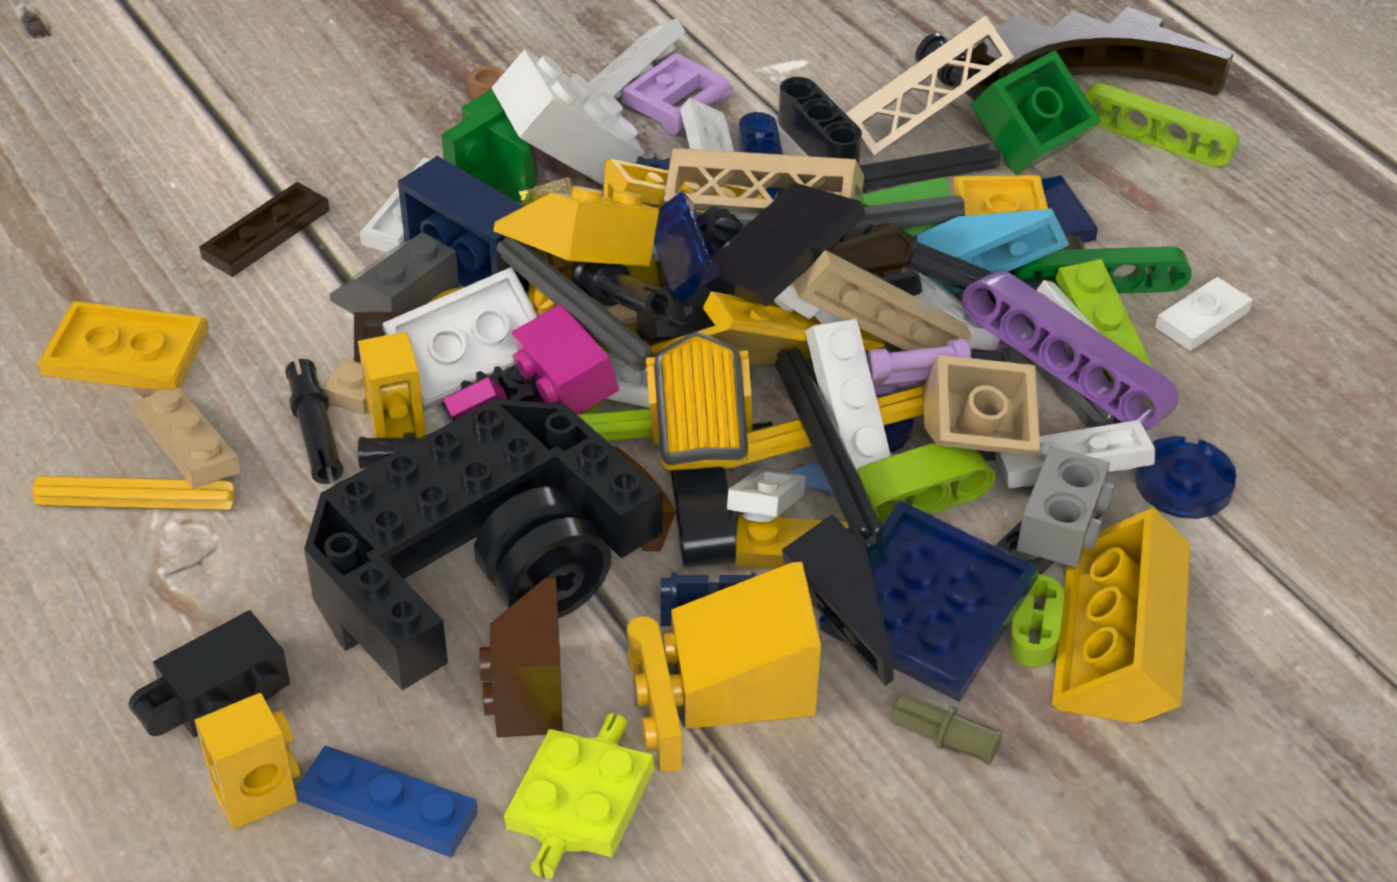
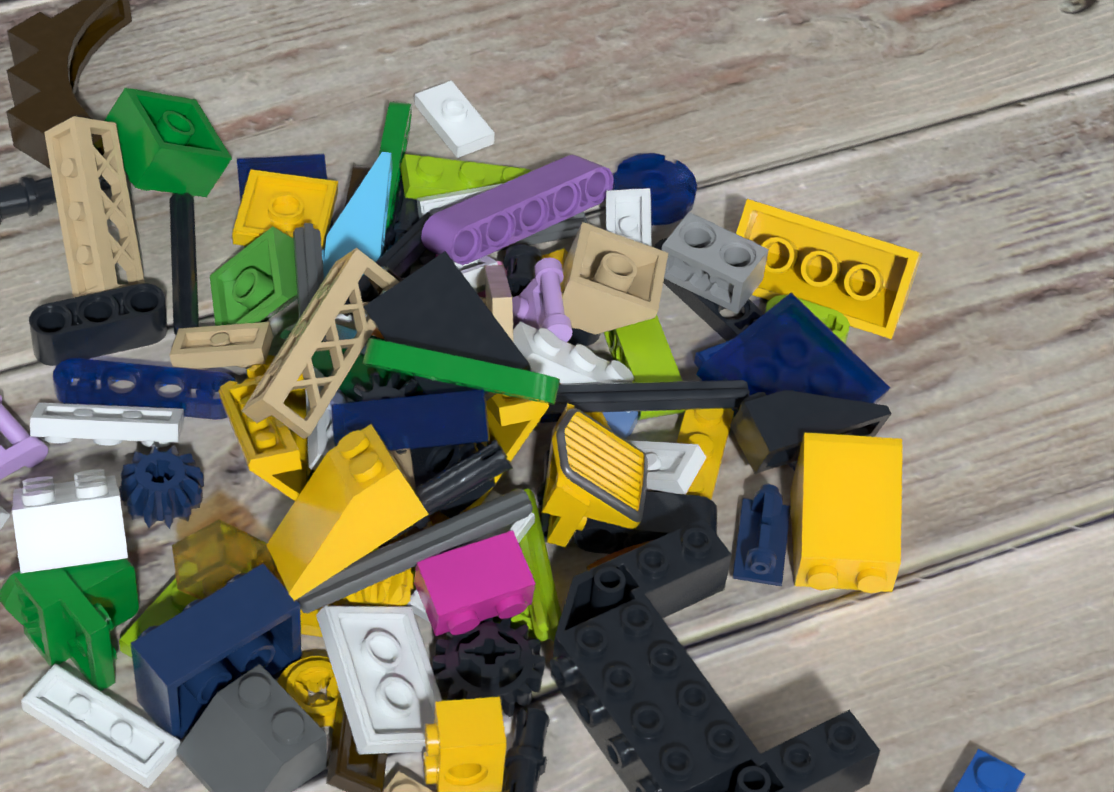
camera: 85 degrees left, 5 degrees up
(474, 397) = (523, 665): dark pink plate -> none
(524, 666) = (853, 669): reddish brown slope -> none
(542, 538) = (731, 640): black wheel -> none
(579, 794) = (969, 672): neon yellow plate -> none
(654, 689) = (873, 594): yellow plate -> none
(727, 246) = (461, 371): none -> green beam
(946, 727) = (919, 406): olive axle -> none
(1158, 118) = (194, 60): lime beam -> none

